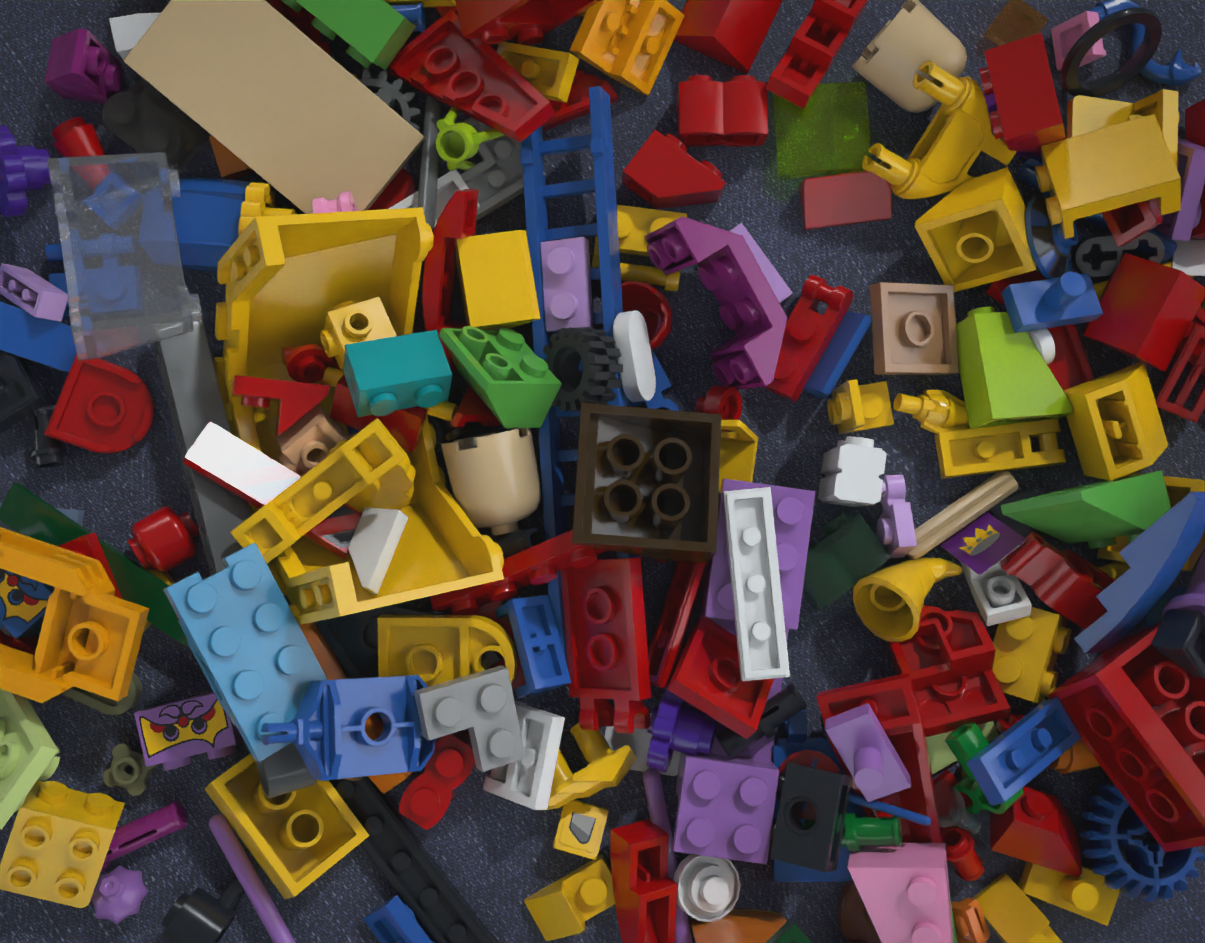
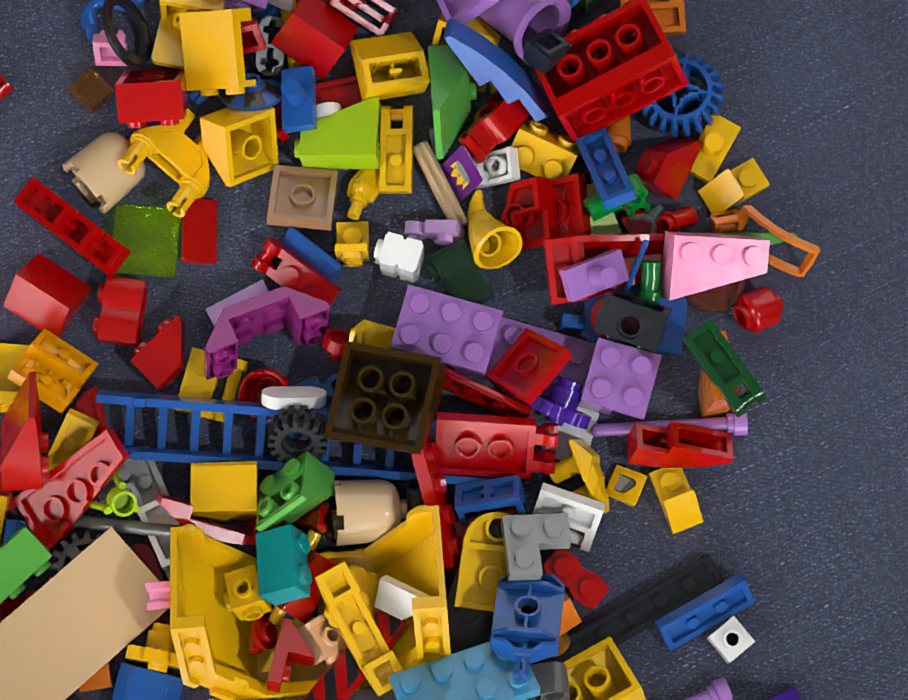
camera: 75 degrees left, 5 degrees down
(567, 284) = (234, 439): lavender plate -> none
(706, 887) = (677, 401): white plate -> none
(755, 584) = (466, 334): white tile -> none
(777, 710) = (559, 334): black pin -> none

